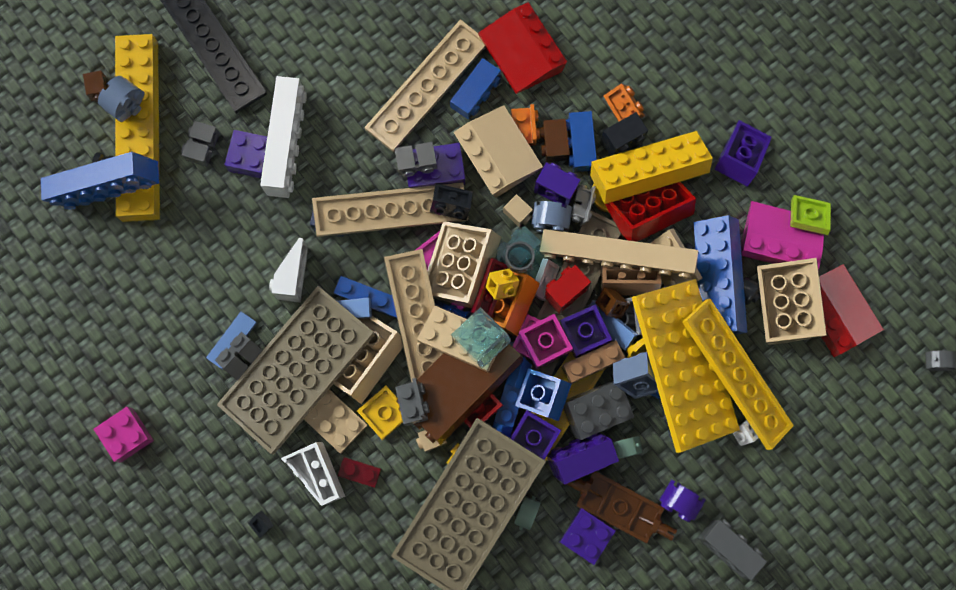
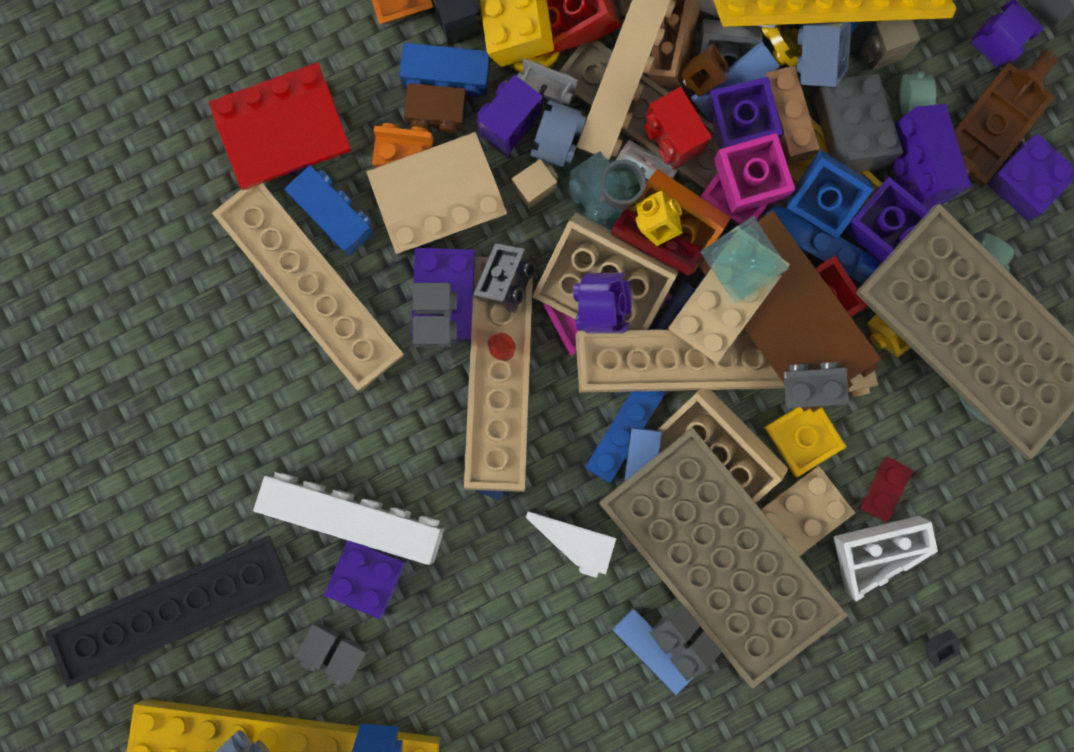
camera: 80 degrees left, 5 degrees up
(405, 205) = (501, 346): none -> clear red plate
(442, 260) = (602, 303): none -> dark purple brick
(656, 421) = (889, 43): none -> dark tan brick

